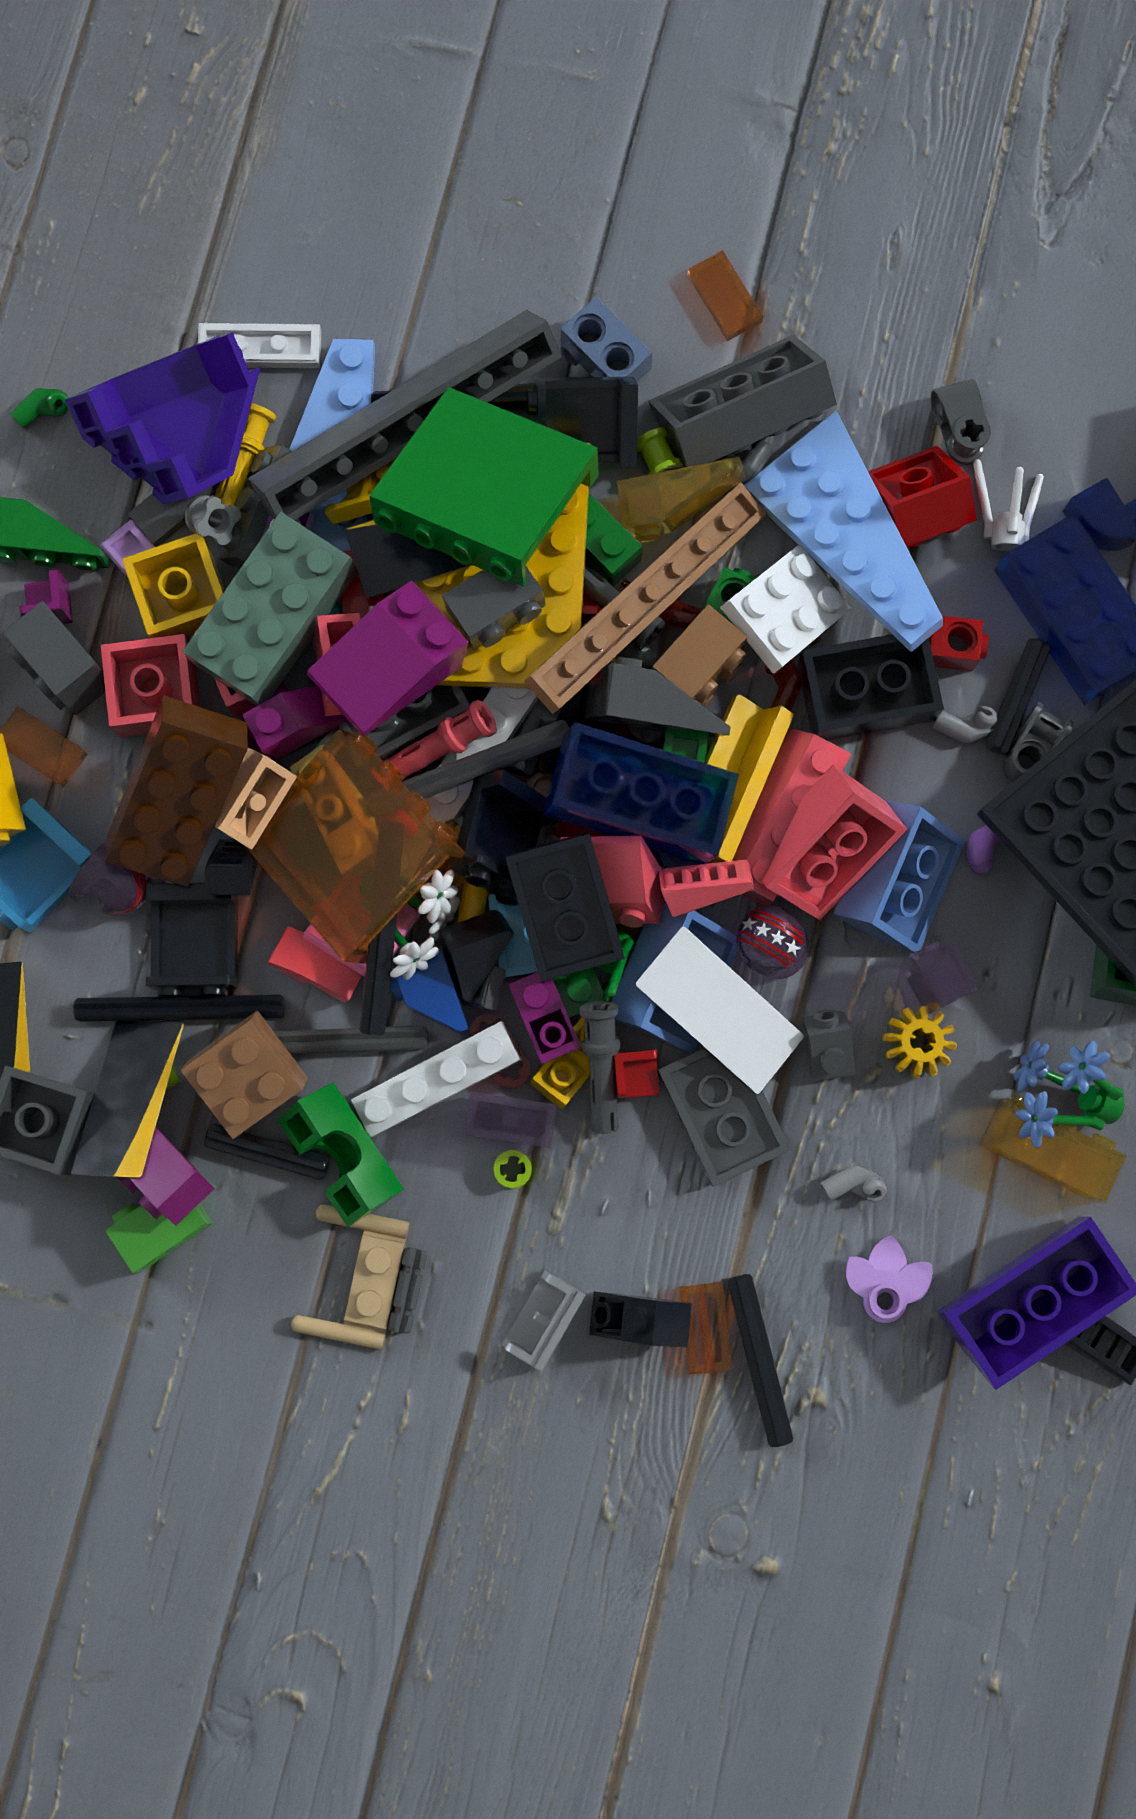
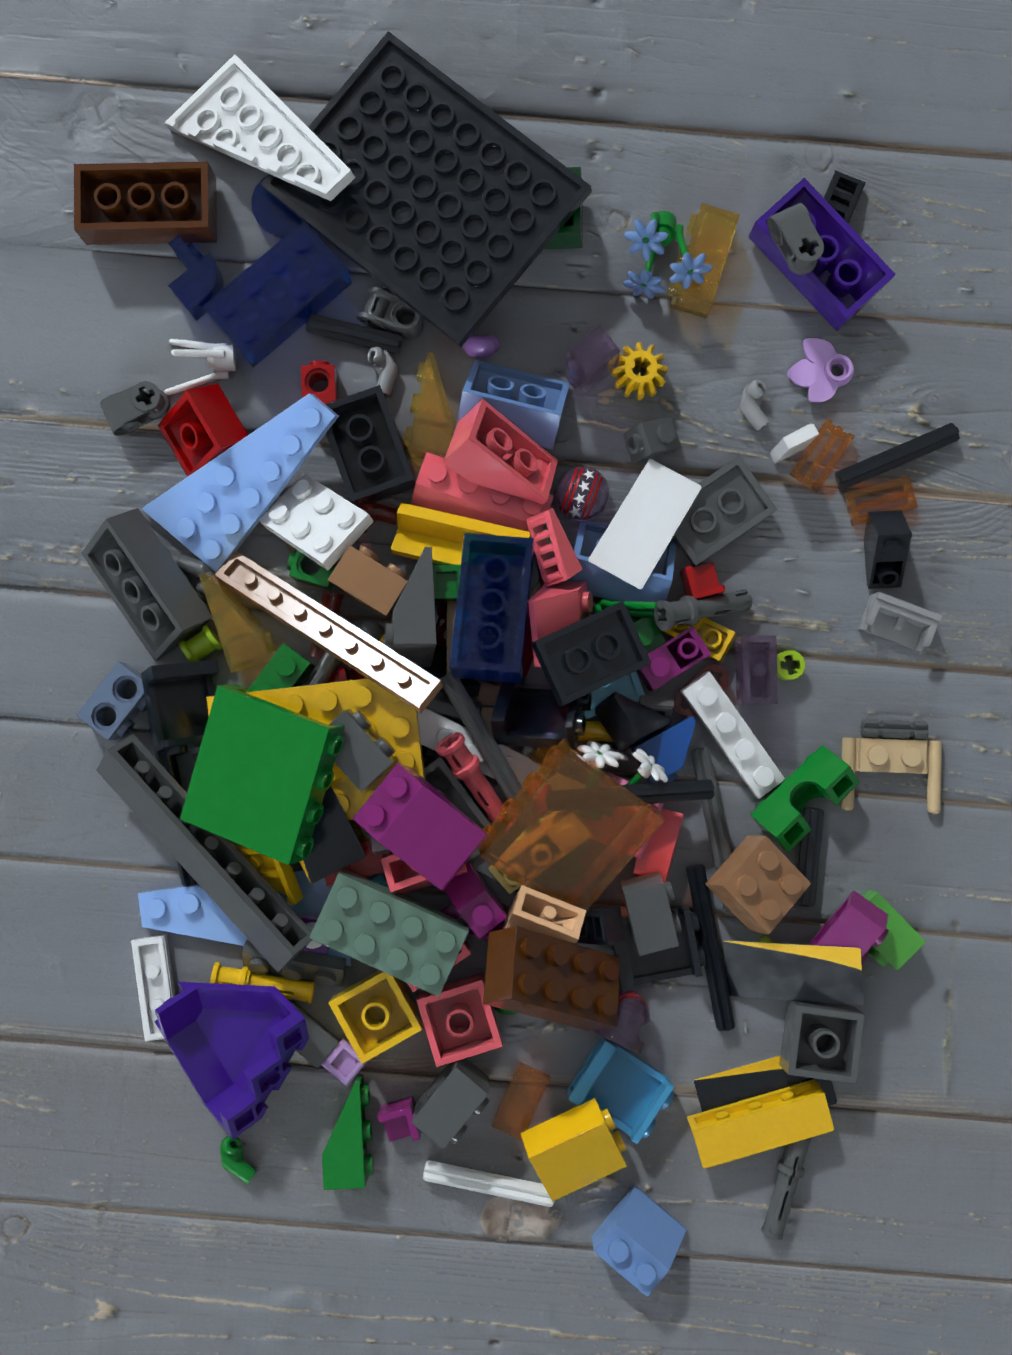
camera: 105 degrees left, 5 degrees up
(212, 518) = (315, 997): light grey brick -> none
(234, 933) = (650, 913): none -> dark grey brick
(725, 295) = (56, 613): clear orange tile -> none
(794, 1218) = (794, 443): none -> white tile
(803, 1286) = (837, 432): none -> clear orange tile
(904, 773) = (432, 420): none -> clear yellow slope
(1064, 1260) = (796, 238): none -> dark grey piece

